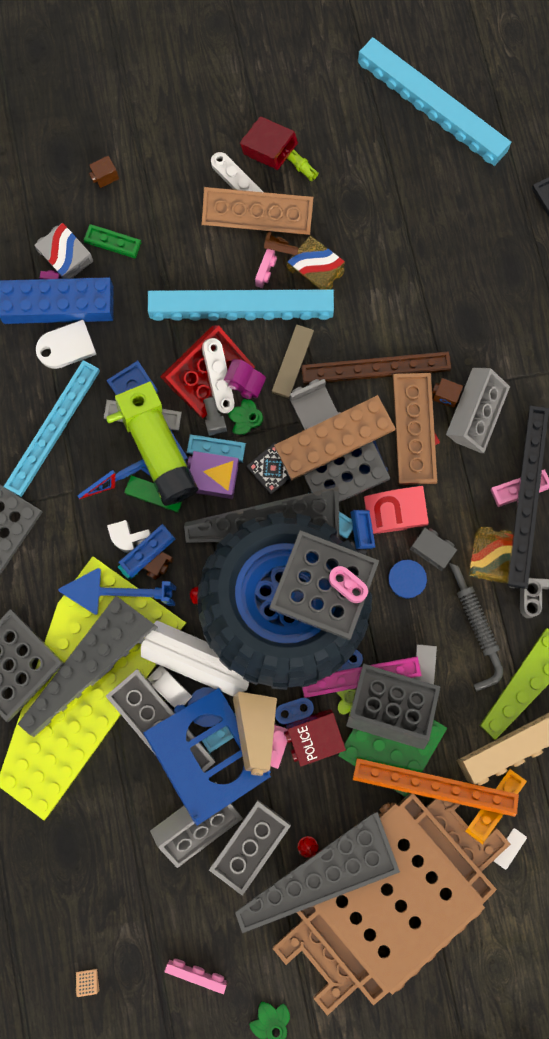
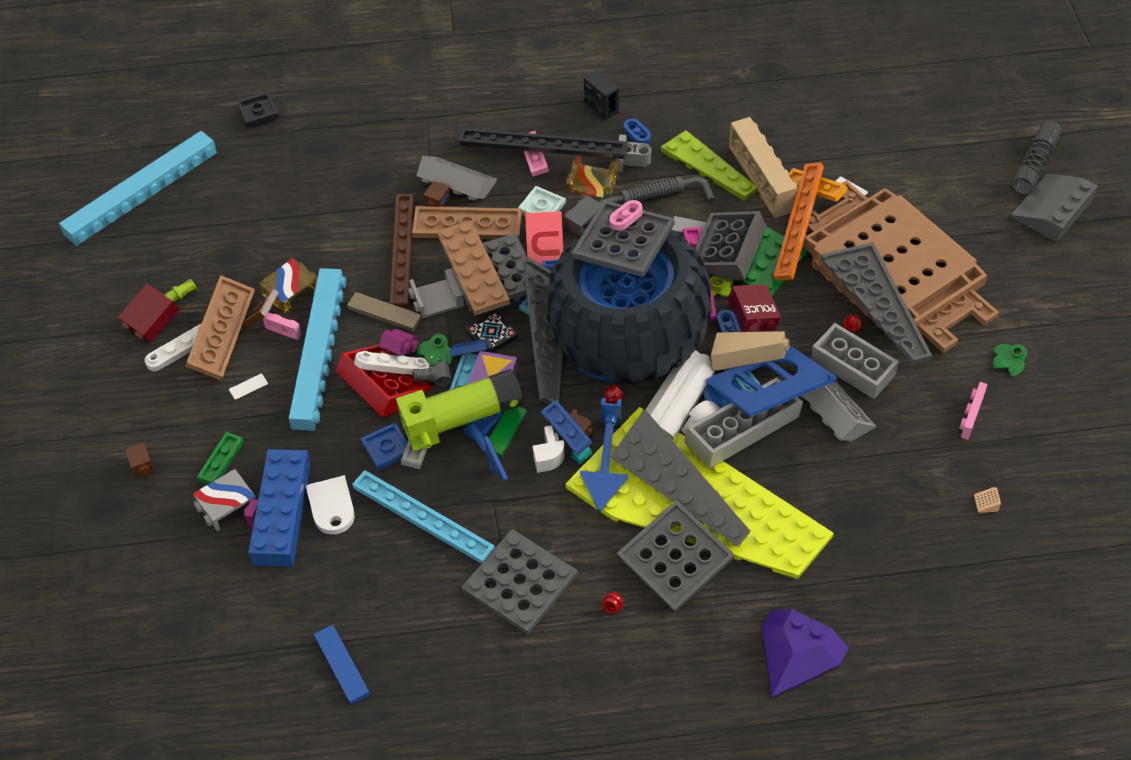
camera: 85 degrees left, 25 degrees down
(197, 250) = (248, 386): none -> white sticker
(246, 448) = (469, 347): none -> blue tile
(449, 503) = (542, 201): none -> light aqua tile

